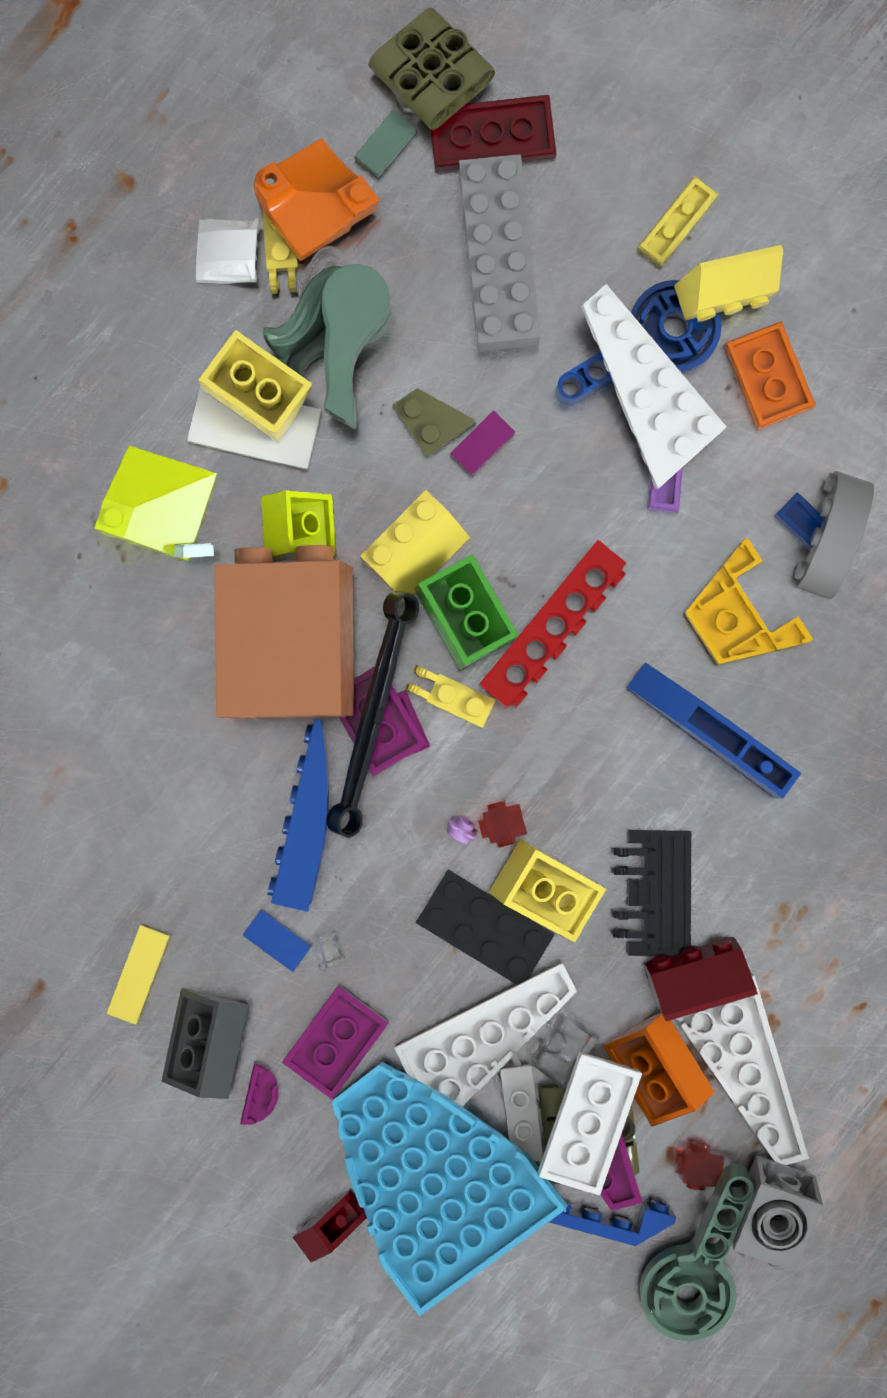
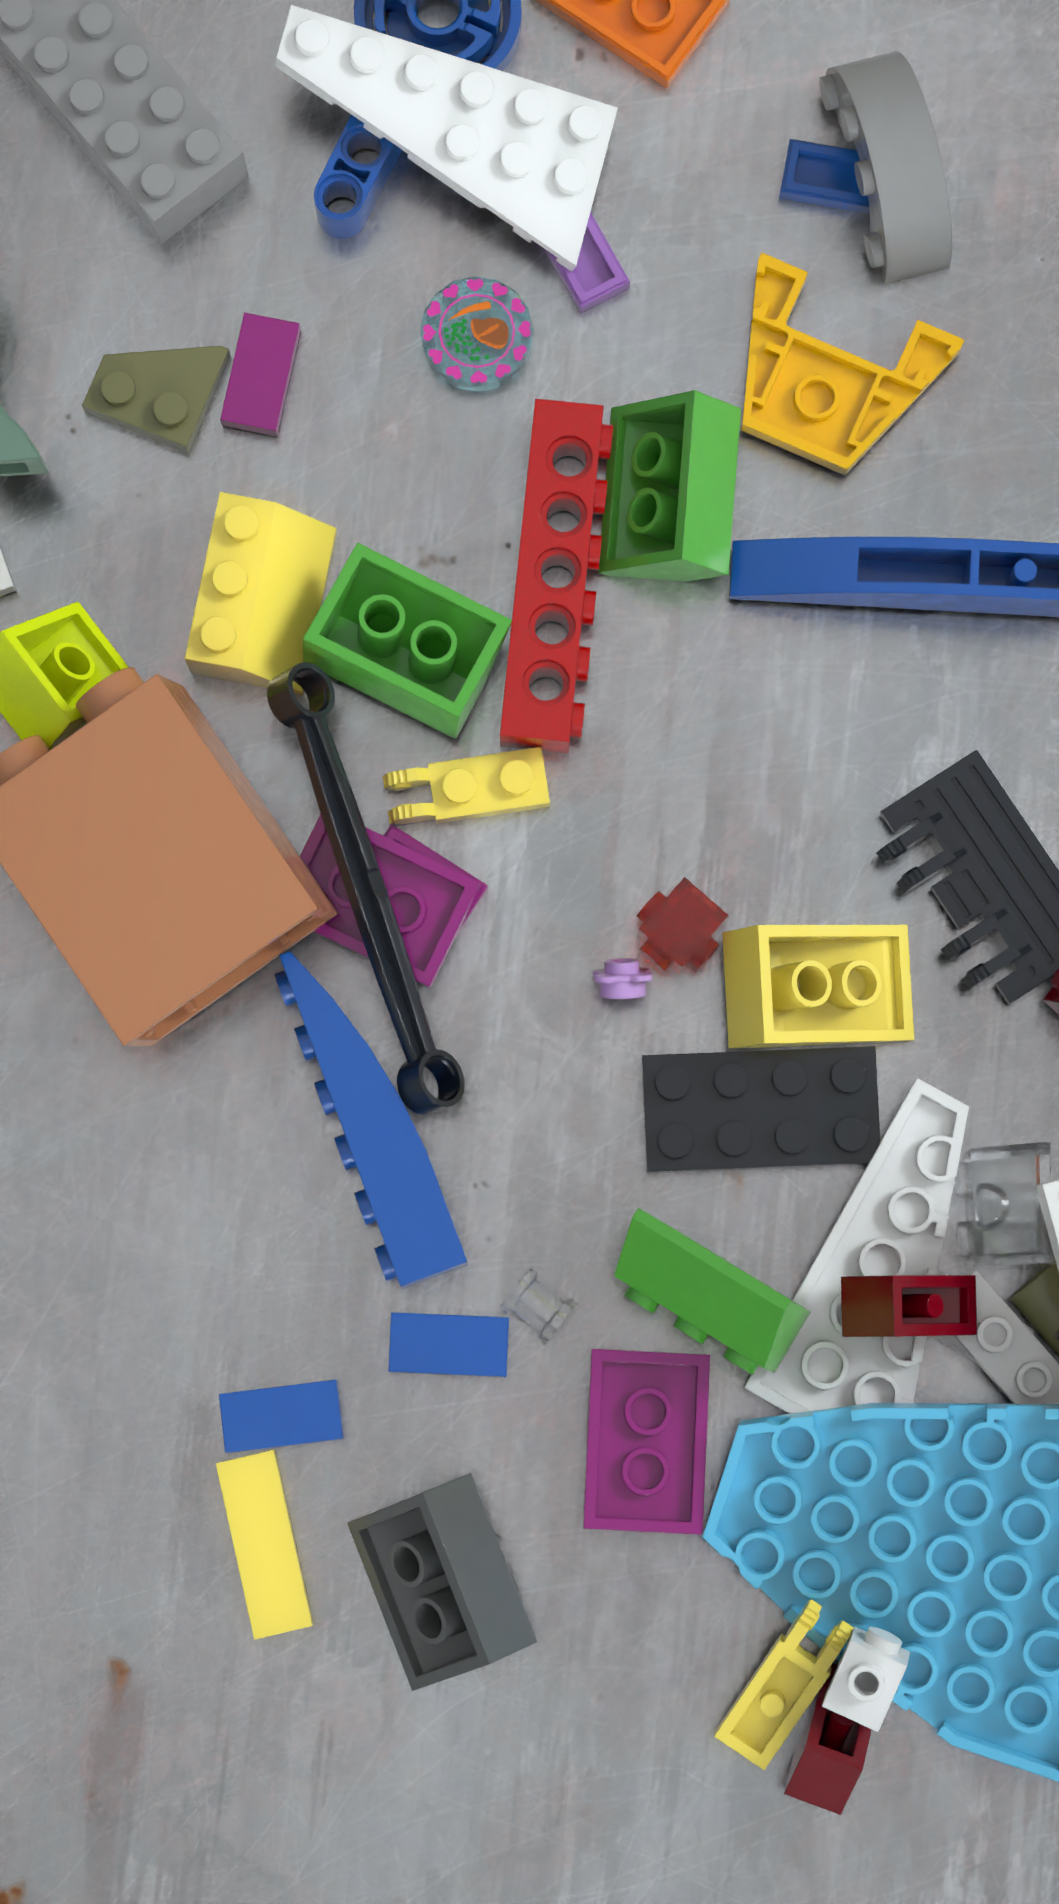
camera: 30 degrees left, 5 degrees down
(182, 923) = (281, 1416): none -> blue tile
(261, 1095) = (585, 1606): magenta tile -> none
(321, 1190) = (780, 1690): none -> light yellow hinge
(361, 1213) = (867, 1677): none -> white brick
(404, 997) = (707, 1294): none -> bright green slope
(488, 1063) = (908, 1305): none -> dark red slope
(593, 488) = (476, 333): none -> clear light blue tile
(632, 620) = (670, 488): none -> bright green slope

